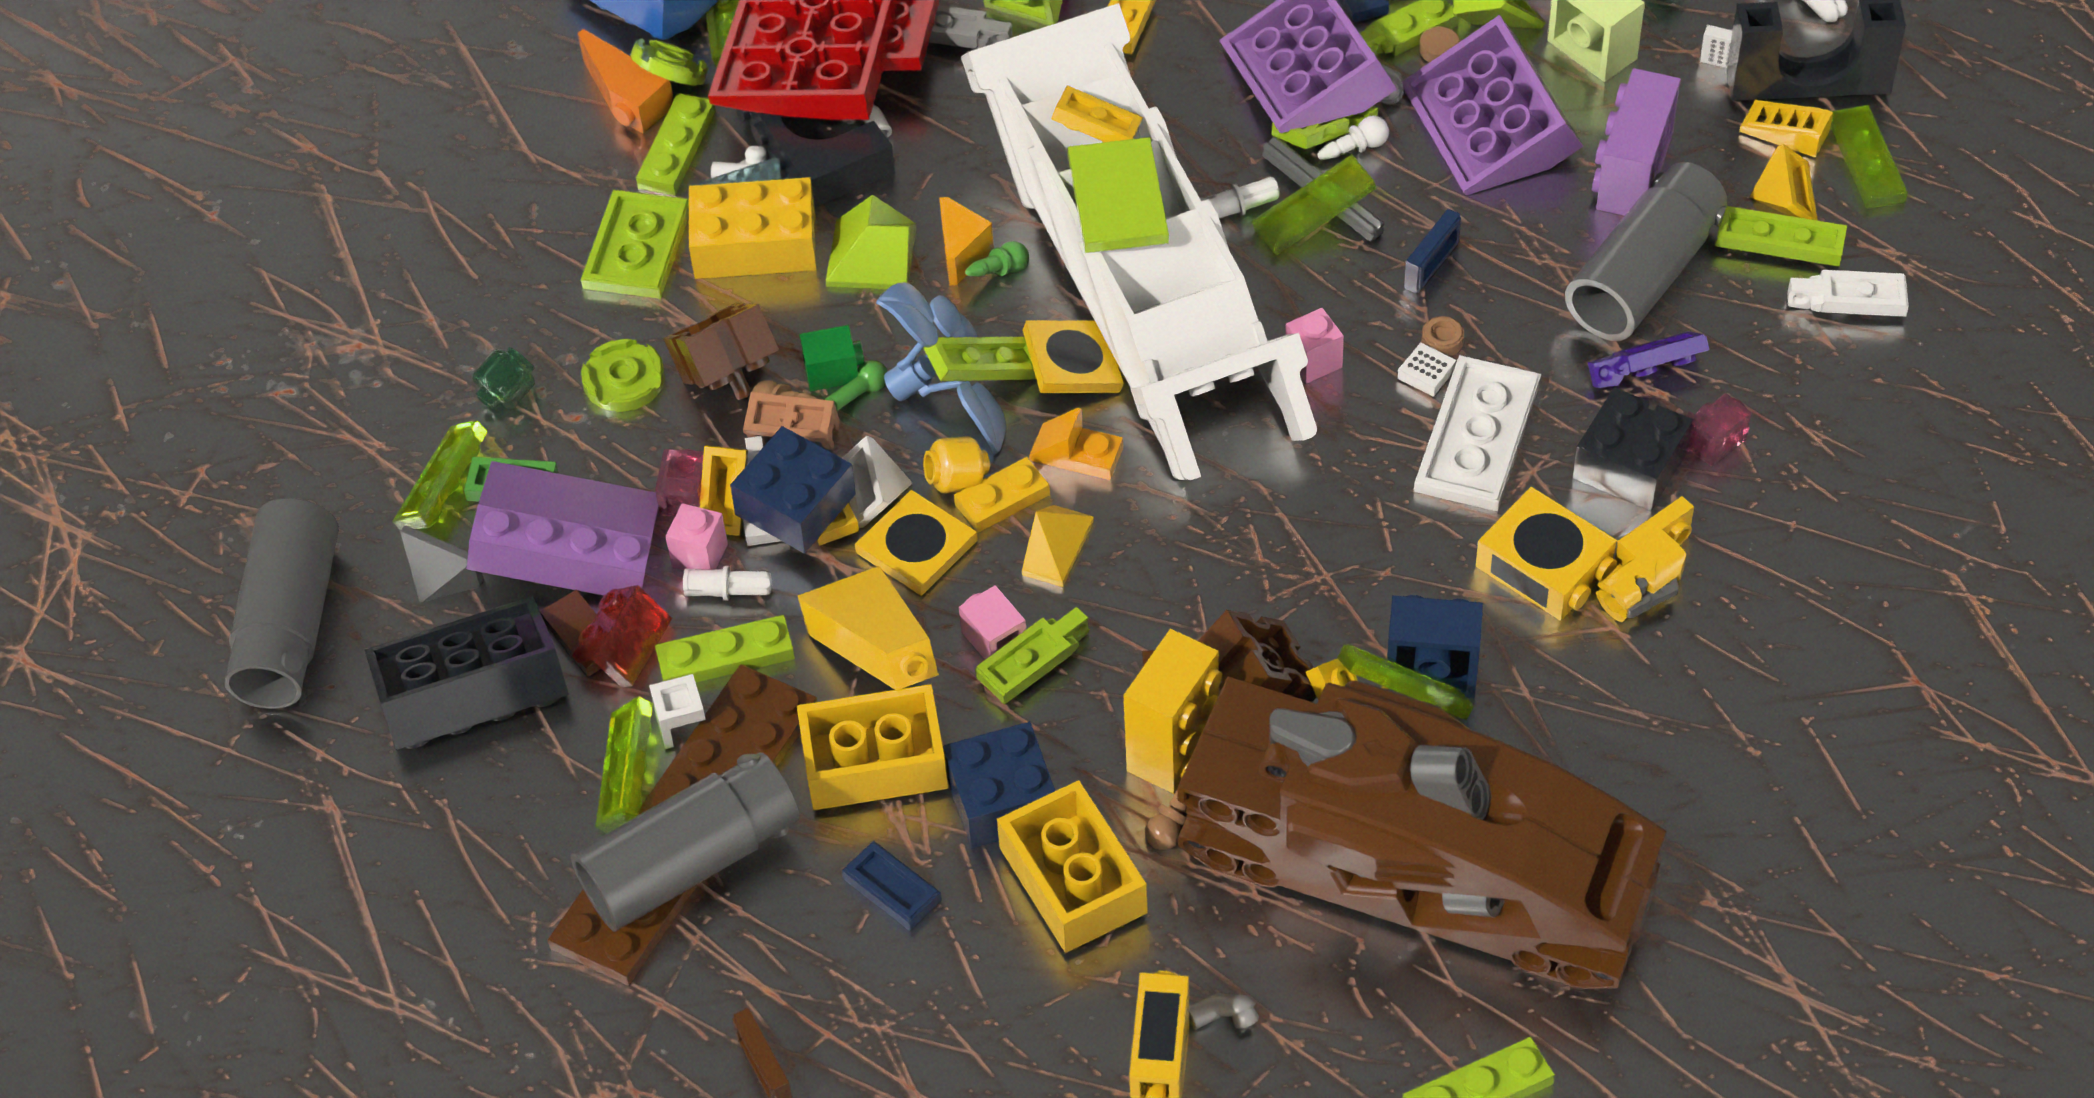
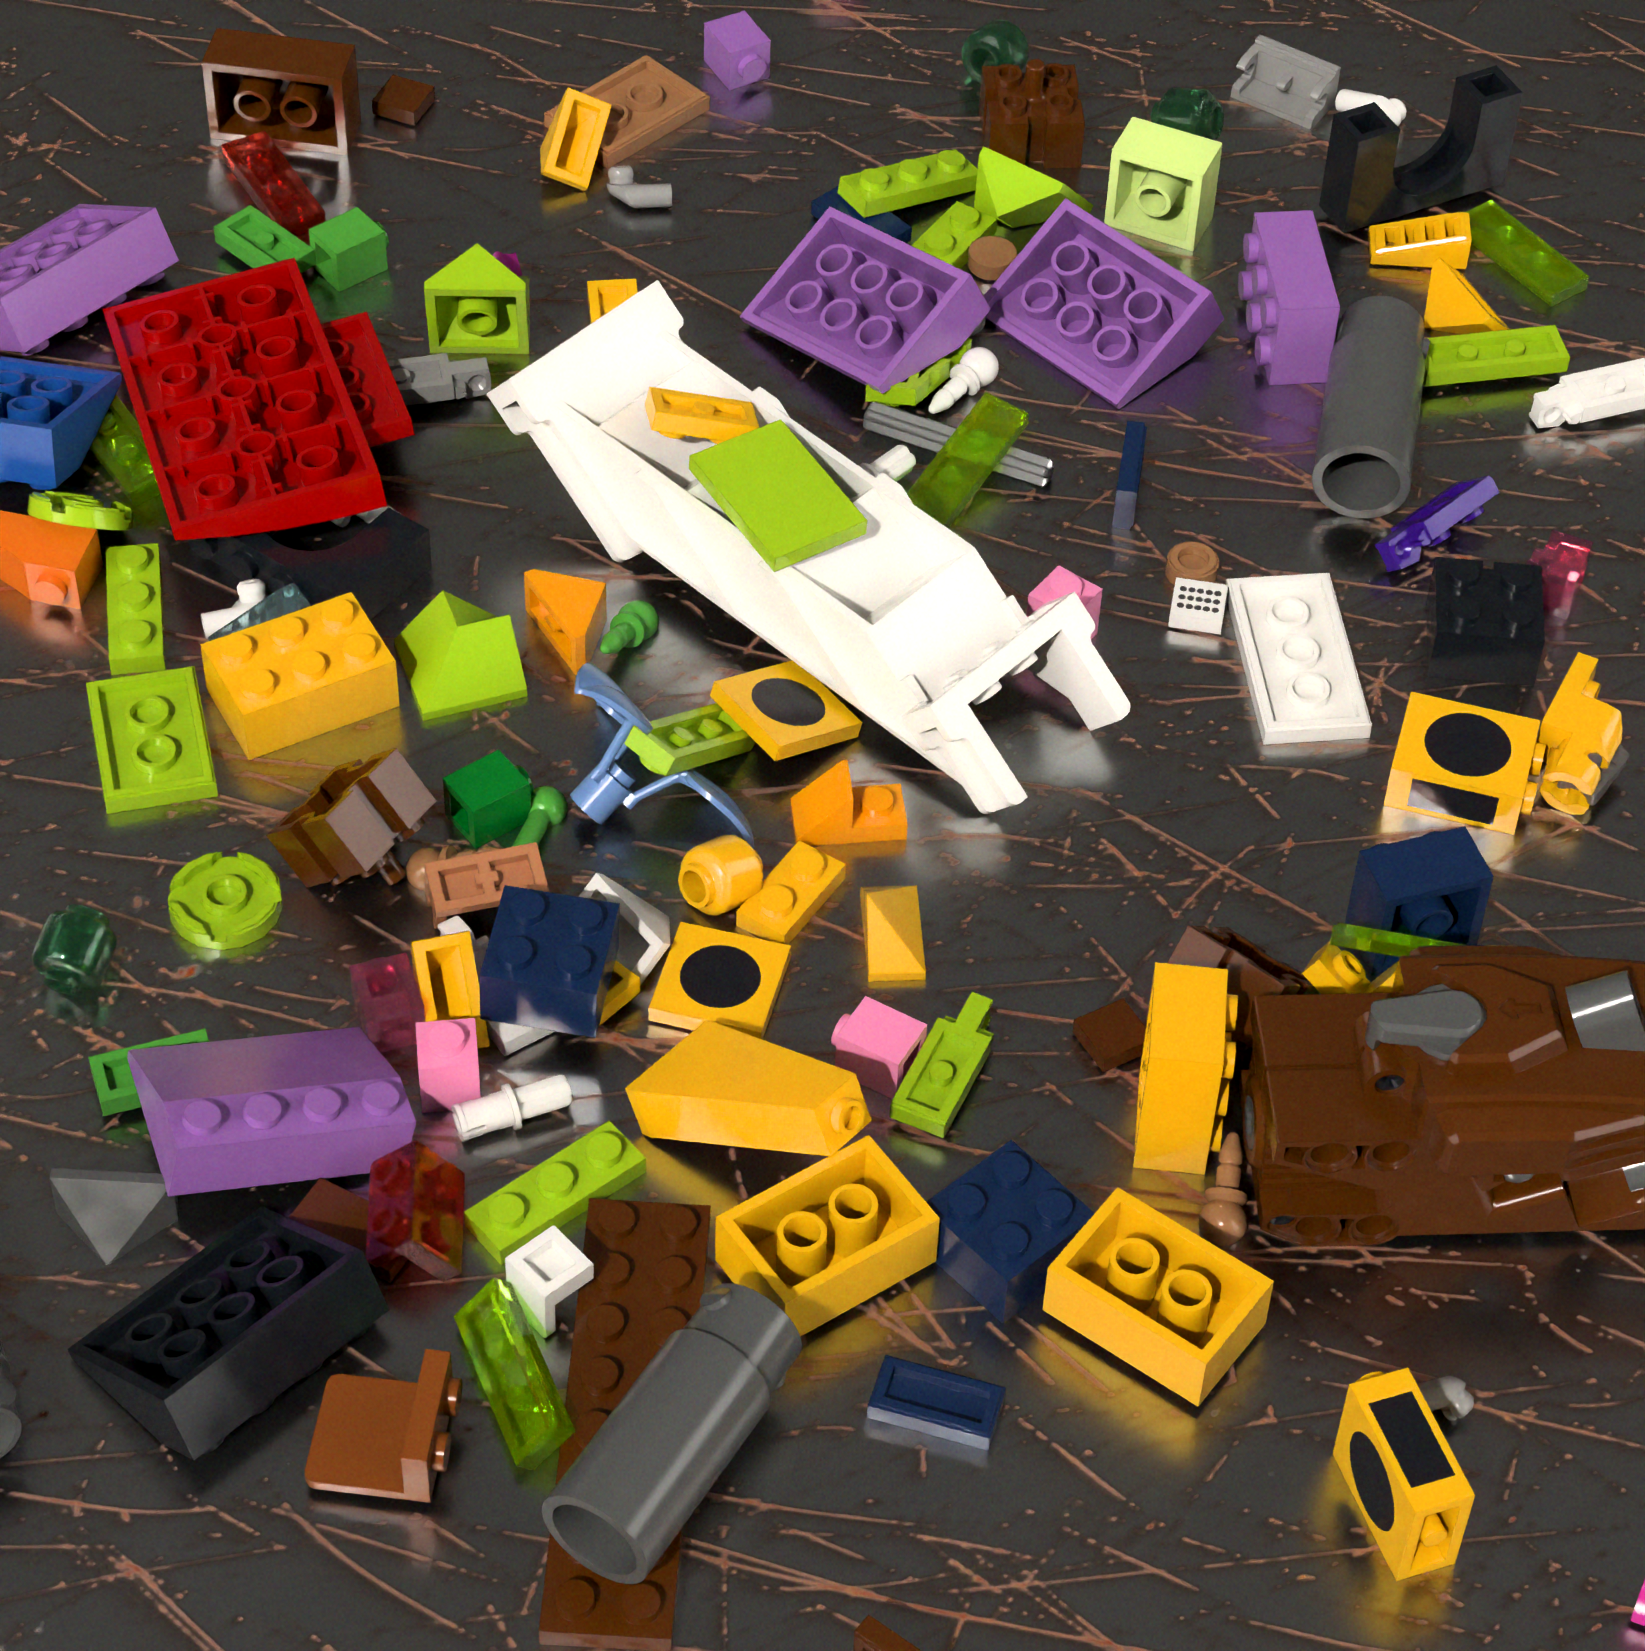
camera: 30 degrees left, 5 degrees down
(440, 476) = (55, 1096): clear neon green plate -> none
(524, 774) = (385, 1432): none -> dark orange bracket
(1716, 46) = (1302, 179): white tile -> none

